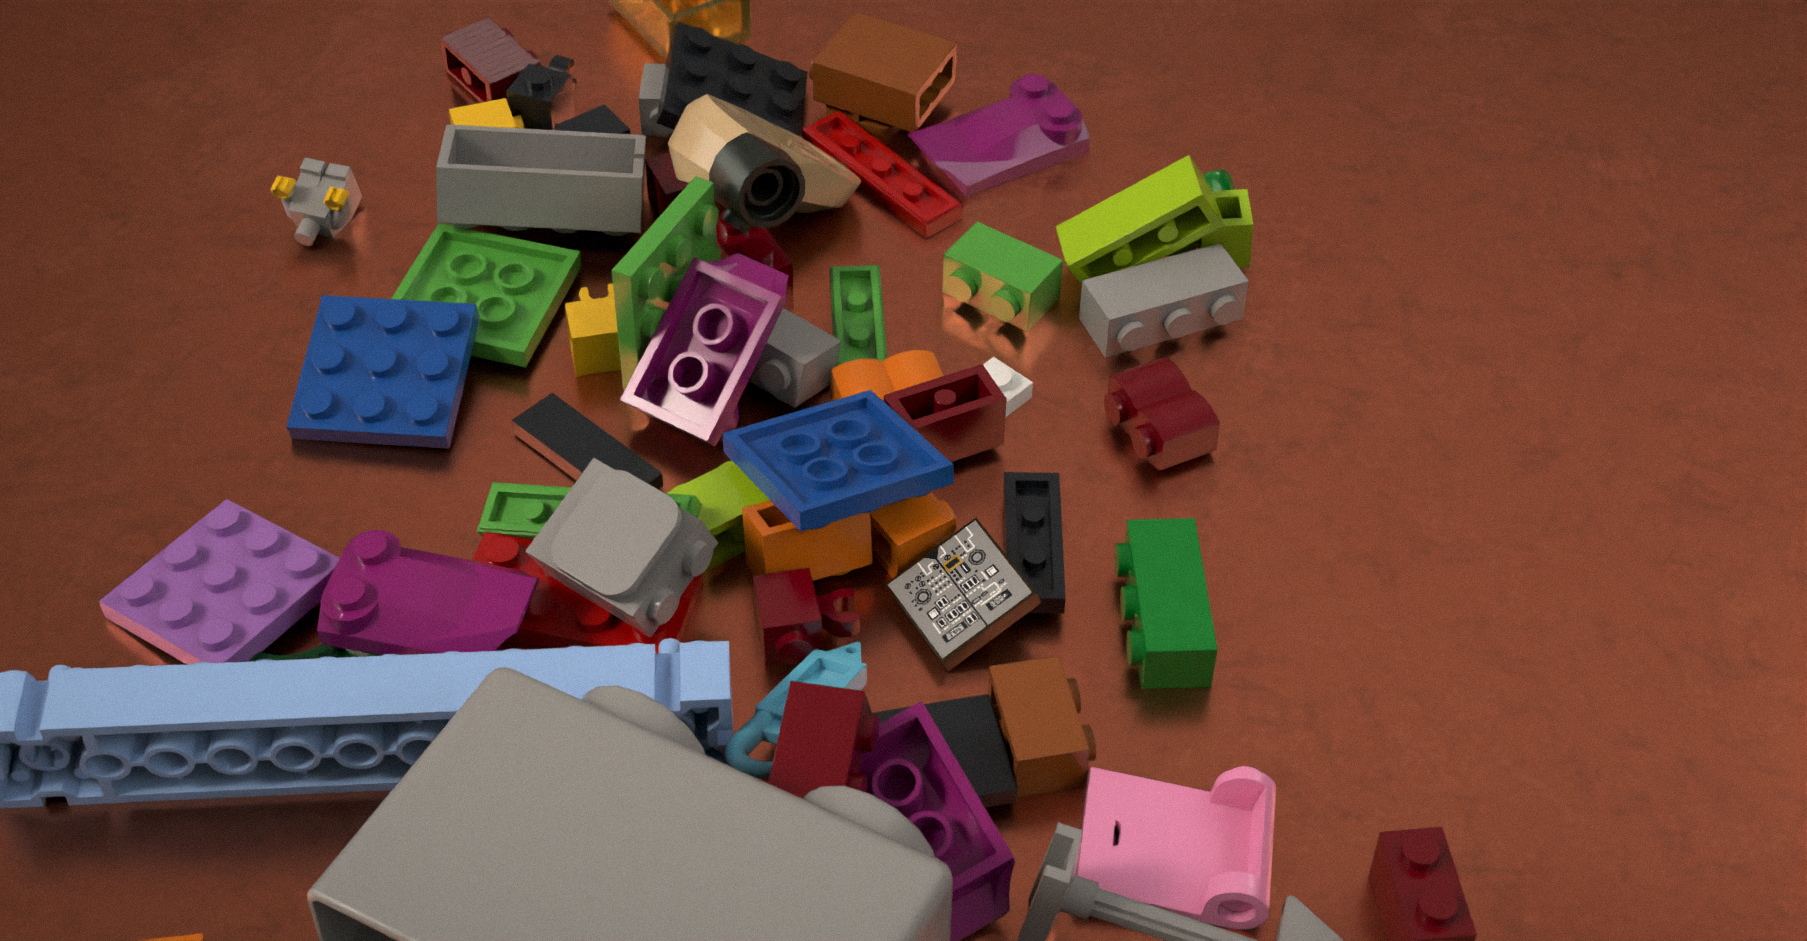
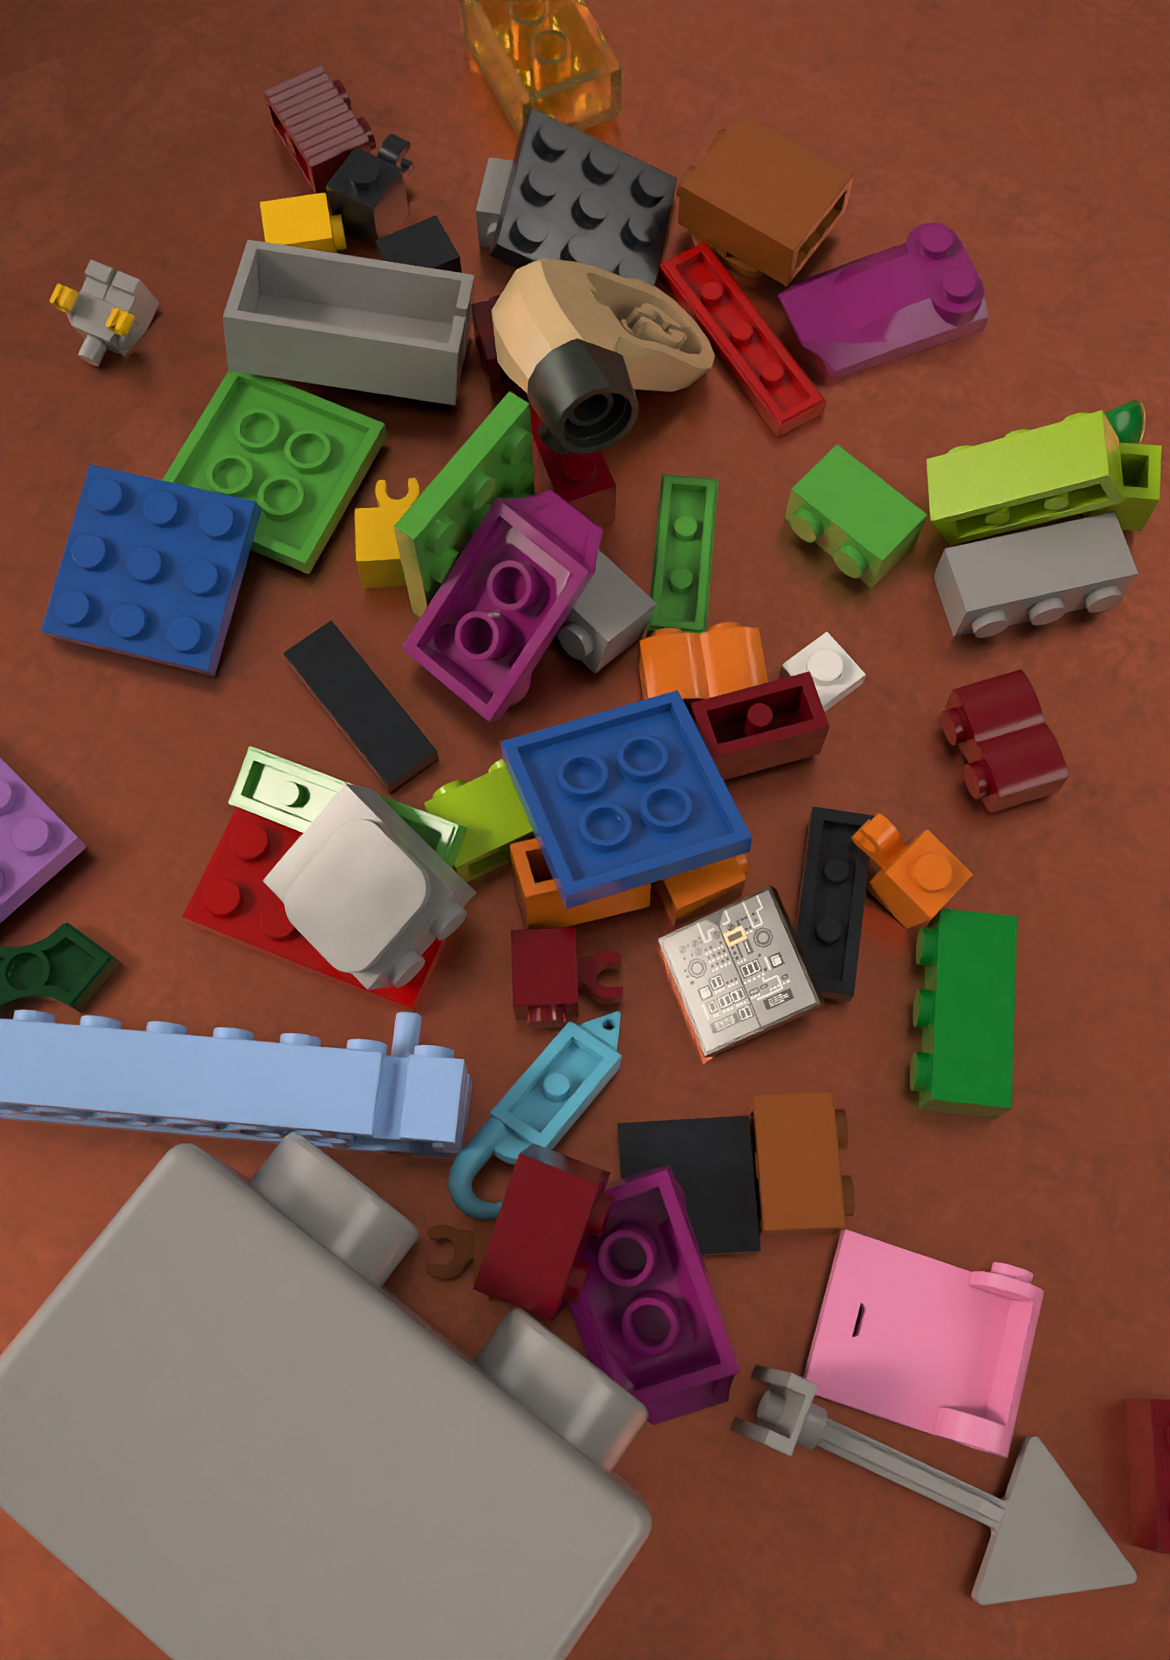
camera: 10 degrees right, 25 degrees up
(419, 600) = (155, 912): magenta slope -> none
(1096, 503) = (913, 875): none -> orange brick

